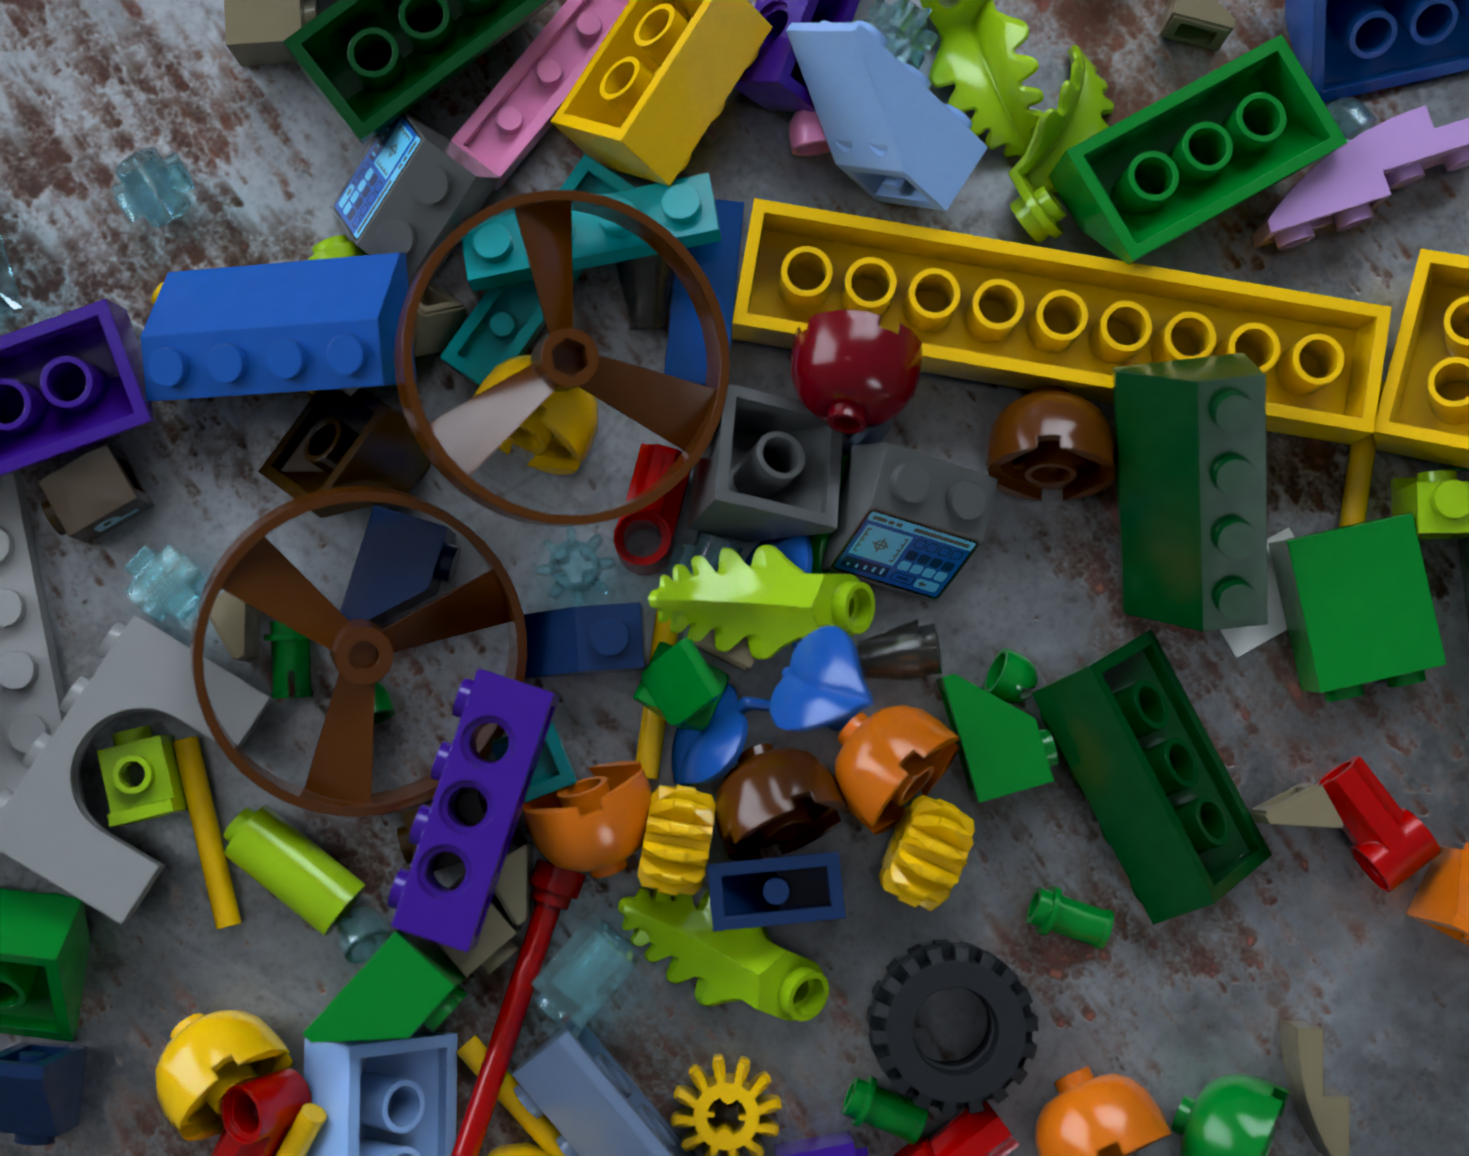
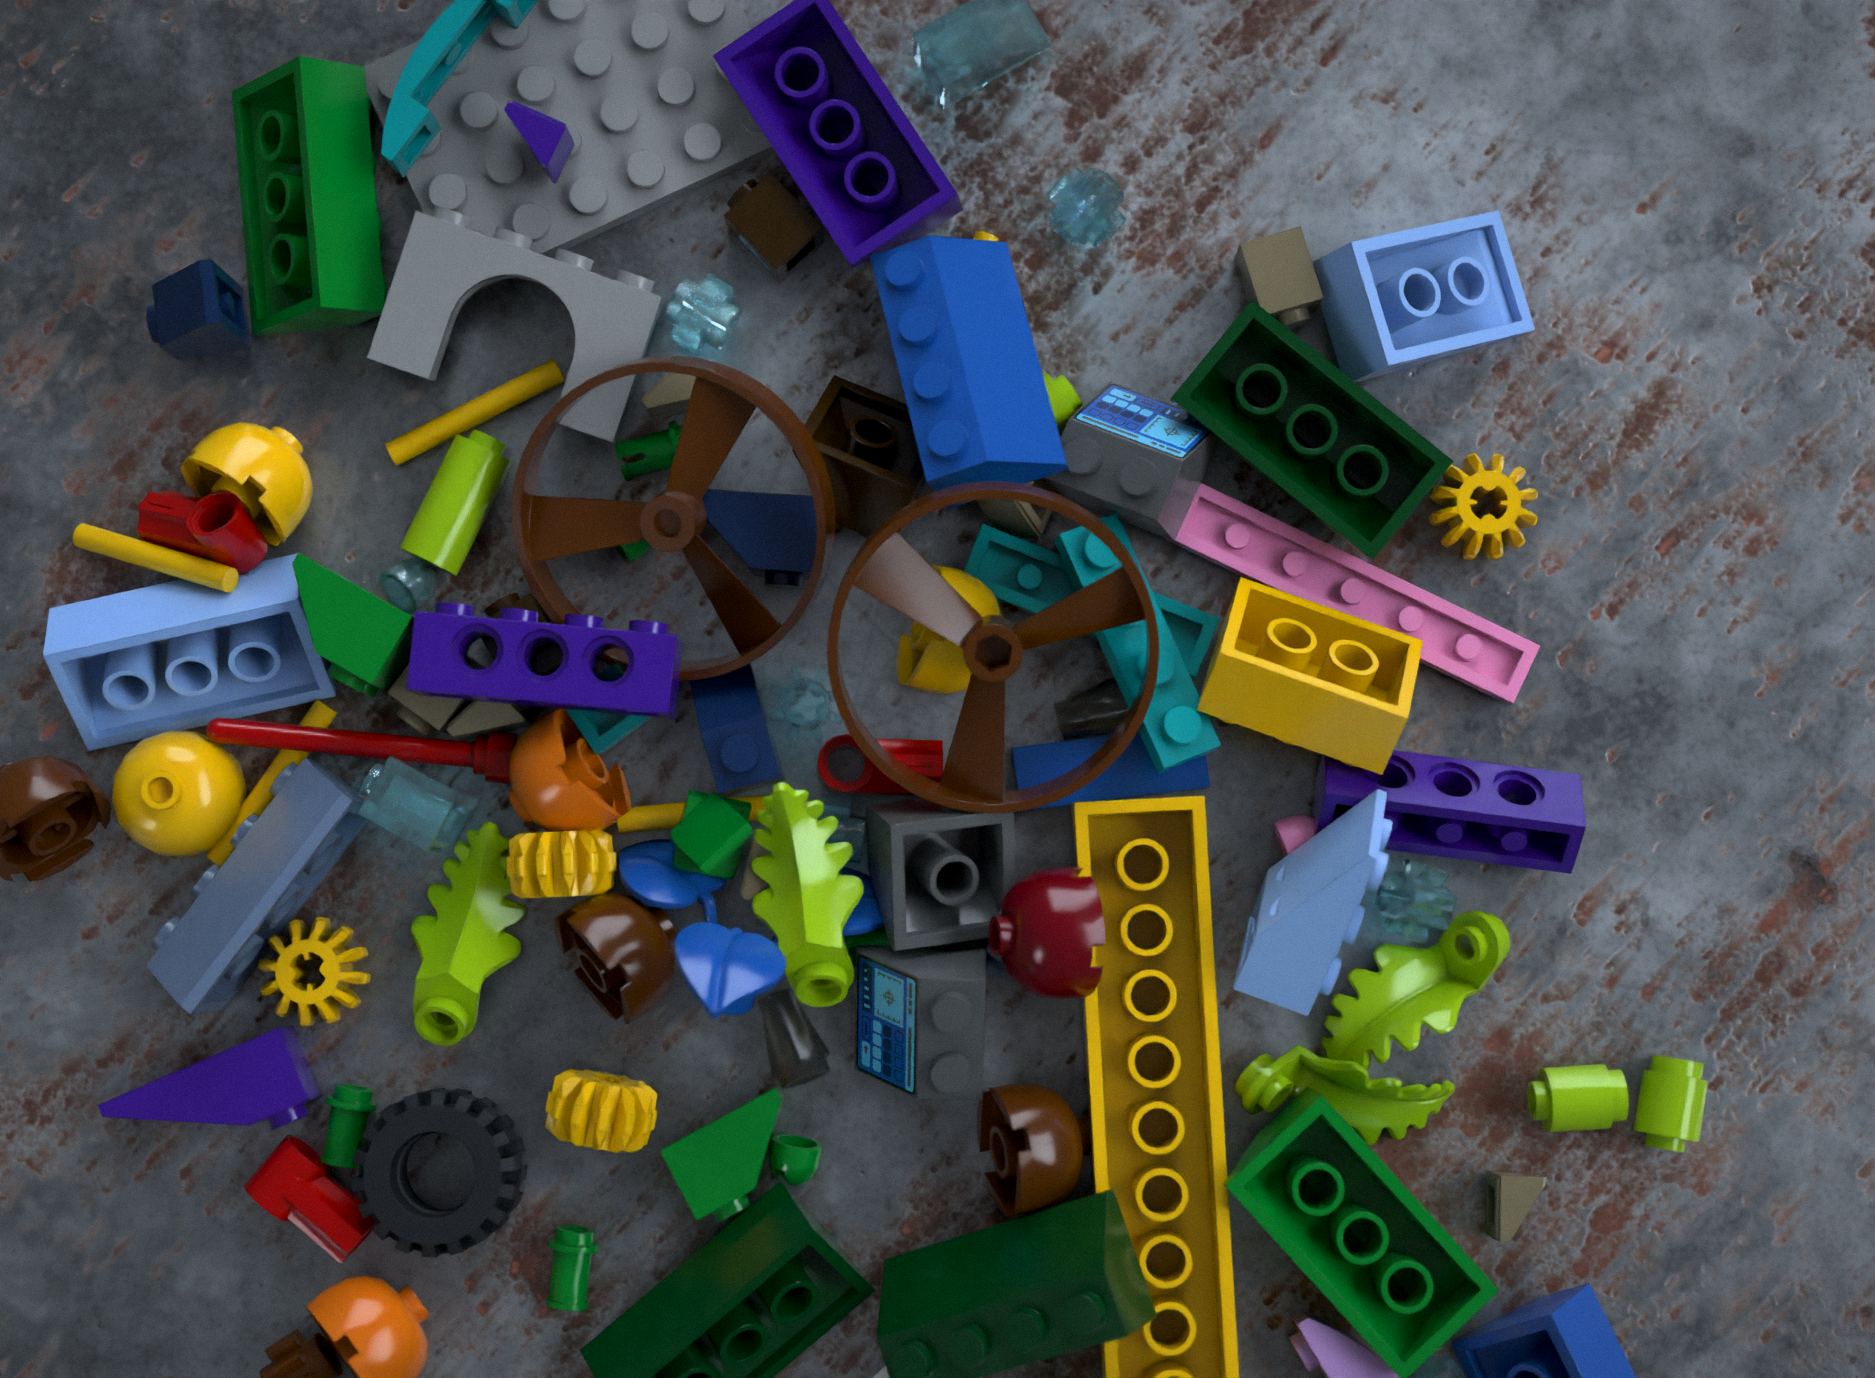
camera: 85 degrees right, 0 degrees up
(162, 787) = (504, 360): lime brick -> none
(776, 891) = (532, 972): dark blue slope -> none
(890, 761) = (682, 1056): orange cylinder -> none

